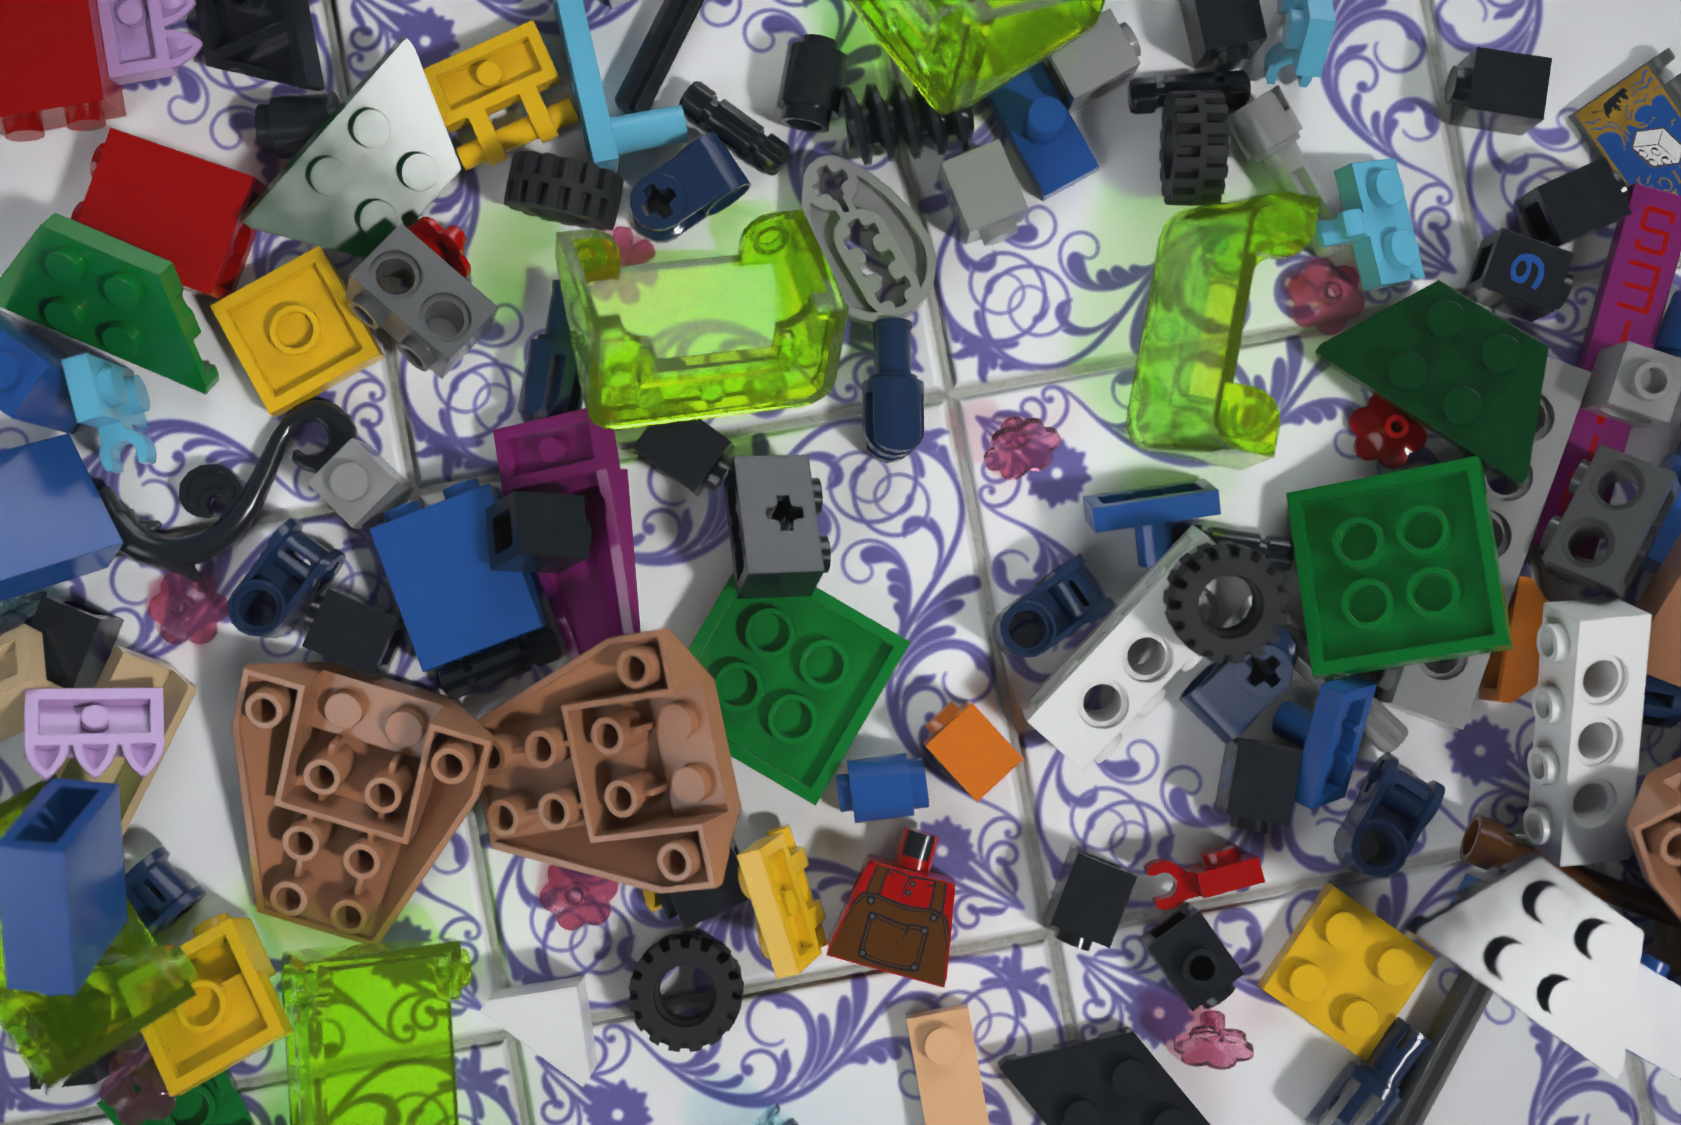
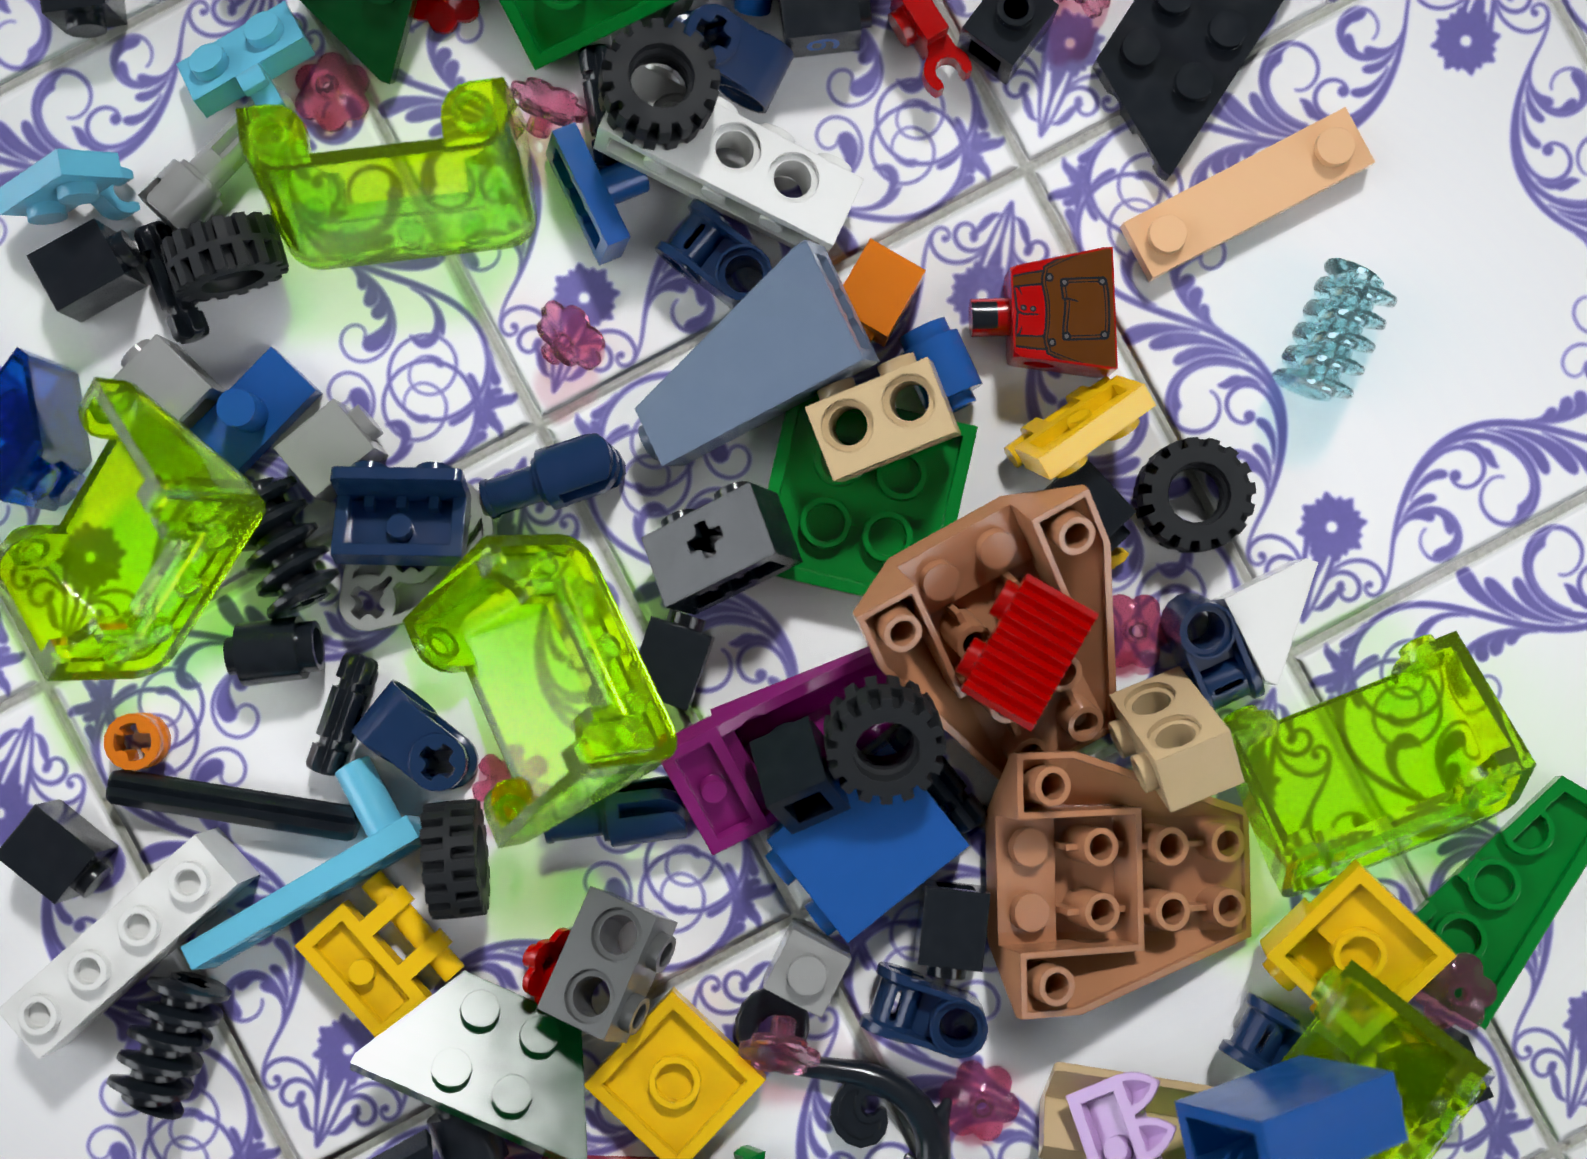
camera: 105 degrees left, 0 degrees up
(293, 436) = (780, 1049): none -> clear pink plant
(458, 896) = (1174, 739): none -> tan brick
(511, 617) = (889, 773): none -> black tyre
(521, 956) = (1216, 659): none -> dark blue piece
(582, 779) = (1026, 650): none -> red brick
(831, 716) = (887, 435): none -> tan brick
(898, 237) = (400, 514): none -> dark blue bracket
(940, 625) = (758, 361): none -> sand blue slope
(1088, 899) = (984, 138): black brick -> none
(1248, 493) = (546, 105): none -> clear pink plant

